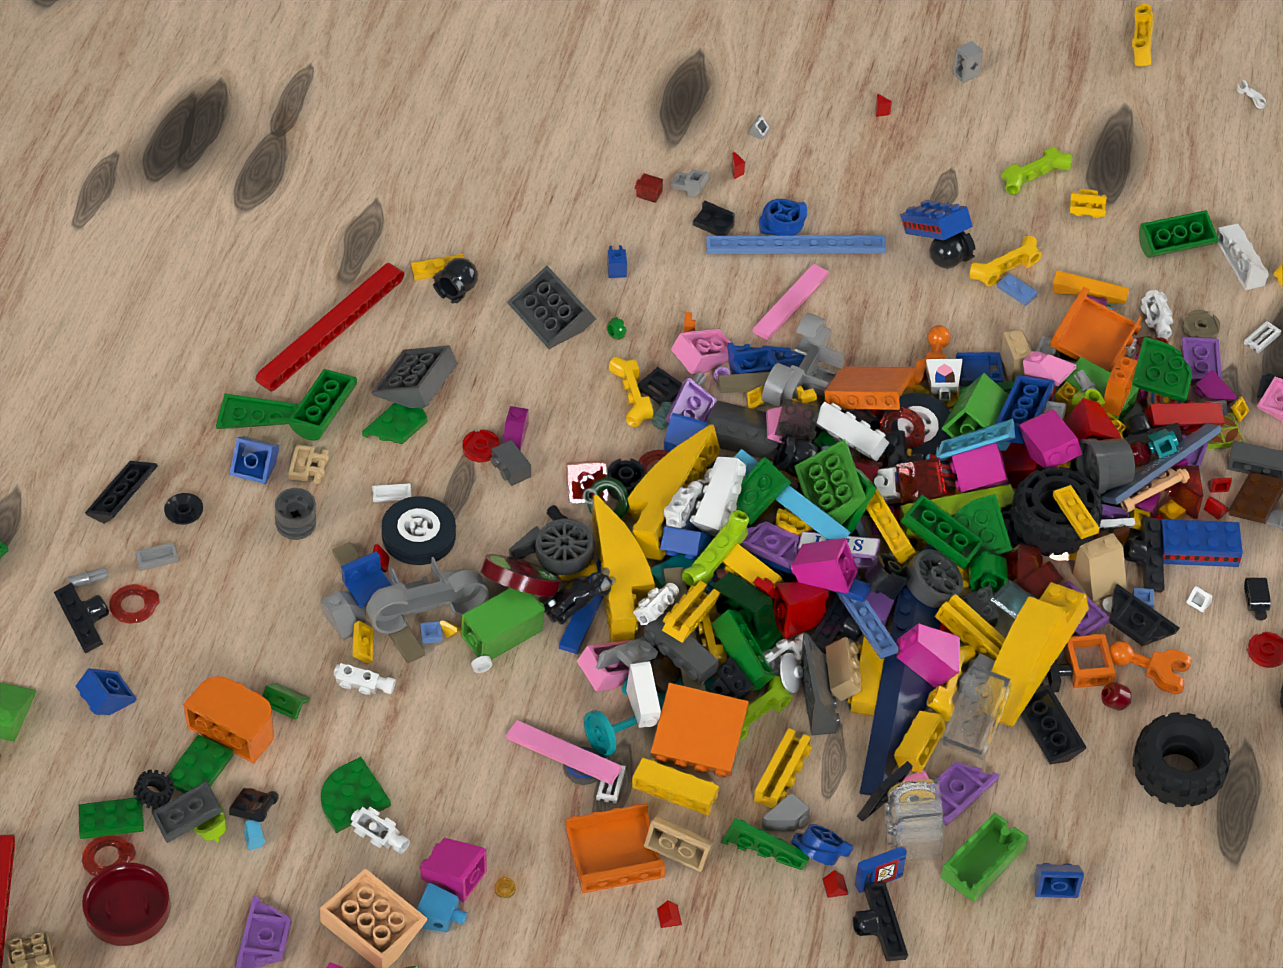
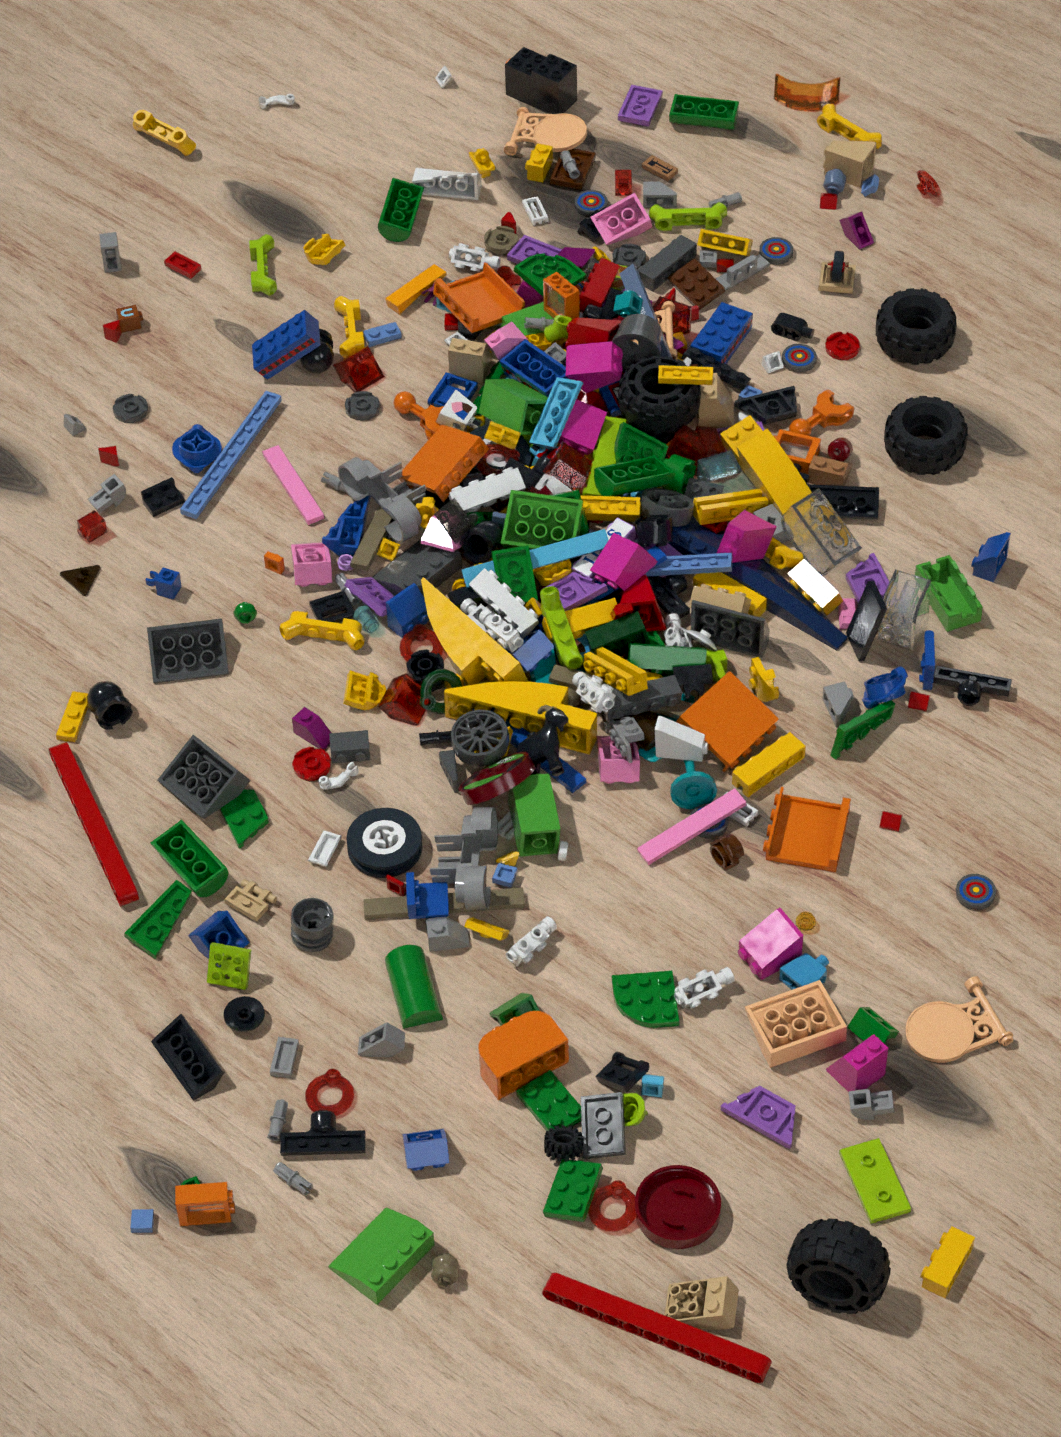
camera: 60 degrees left, 0 degrees up
(33, 613) = (292, 1178): none -> light grey axle
(202, 617) = (382, 1041): none -> light grey slope
(224, 475) = (233, 962): none -> lime plate
(274, 615) = (412, 986): none -> green brick
(471, 472) = (337, 782): none -> white arm
(549, 790) = (726, 851): none -> reddish brown piece
(580, 445) = (363, 691): none -> yellow slope
(593, 208) = (81, 578): none -> dark brown piece
(678, 843) = (832, 781): tan slope -> none
(768, 739) = (762, 681): none -> yellow slope
(782, 769) = (794, 689): yellow brick -> none
(804, 157) = (130, 408): none -> dark grey tile
(904, 109) = (129, 318): none -> dark orange brick
(919, 311) = (362, 405): none -> dark grey tile
(930, 416) = (502, 435): none -> yellow hips
(957, 289) = (359, 369): none -> clear red slope
(996, 118) = (182, 265): none -> red plate
(1085, 698) = (828, 471): none -> medium nougat slope
(1223, 619) = (799, 357): none -> dark grey tile
(1226, 322) = (509, 221): none -> red slope
(1257, 431) = (628, 255): none -> dark grey tile

